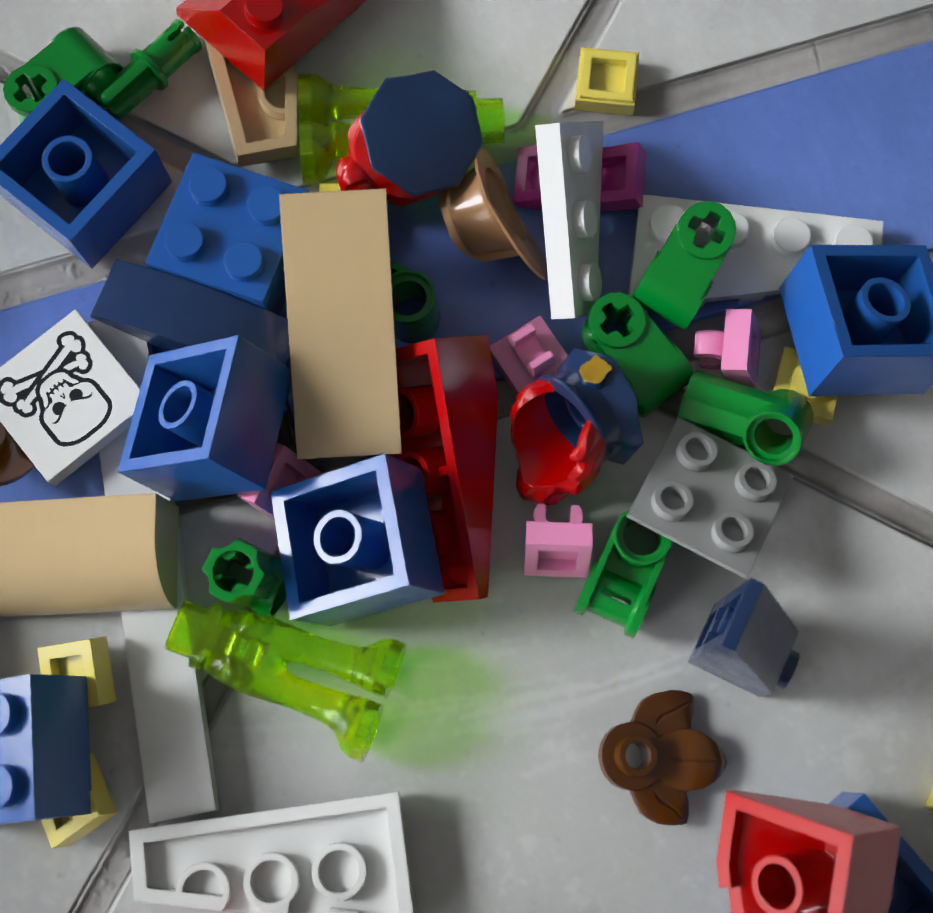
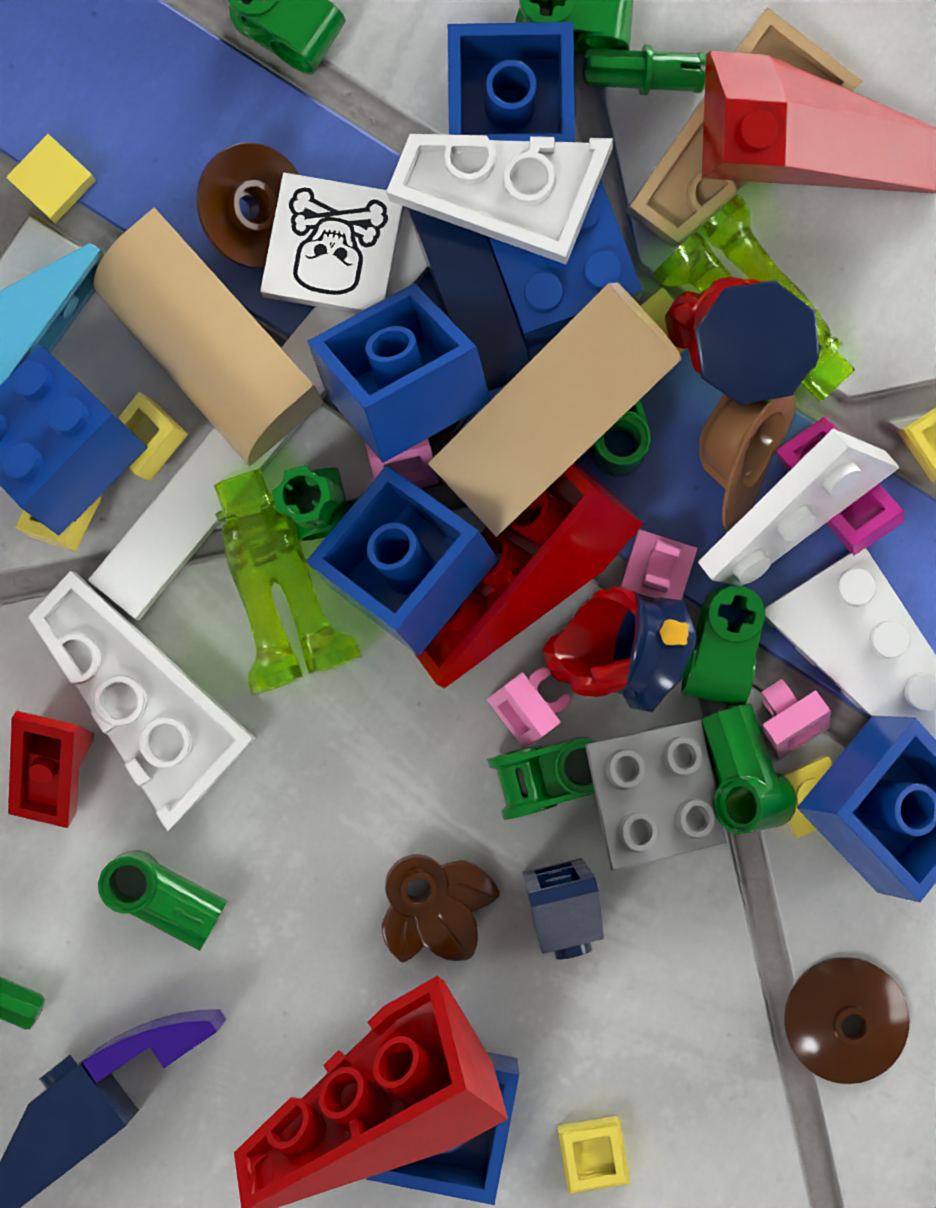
camera: 50 degrees right, 10 degrees up
(138, 224) = (507, 190): none -> white wing
(682, 271) = (813, 634): green piece -> none

